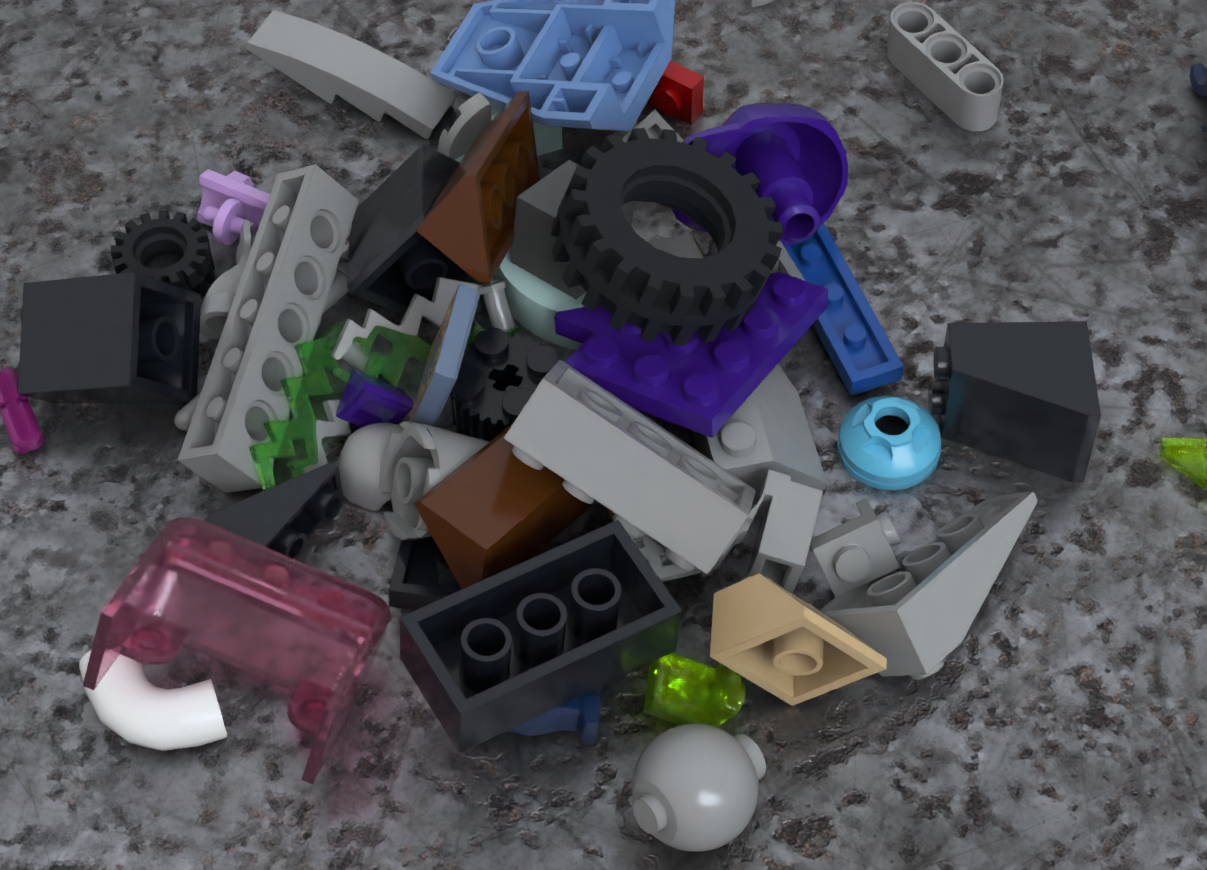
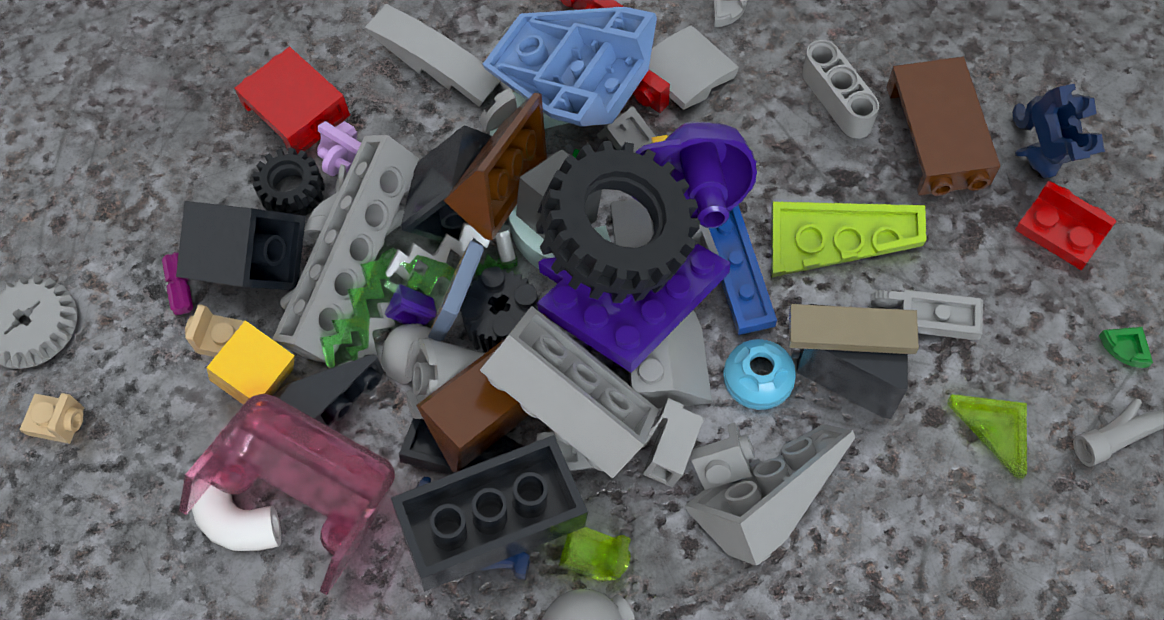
camera: 10 degrees right, 10 degrees up
(88, 471) = (209, 332): none -> tan bracket
(147, 490) = (250, 364): none -> yellow head
(152, 147) = (292, 99): none -> red panel
(730, 56) = (690, 66): none -> light grey slope
(785, 642) = (662, 529): tan slope -> none
(965, 251) = (835, 233): none -> lime wing
(1014, 345) = (853, 329): none -> dark tan tile
(1099, 98) = (945, 125): none -> reddish brown panel
(1134, 337) = (937, 312): none -> light grey hinge

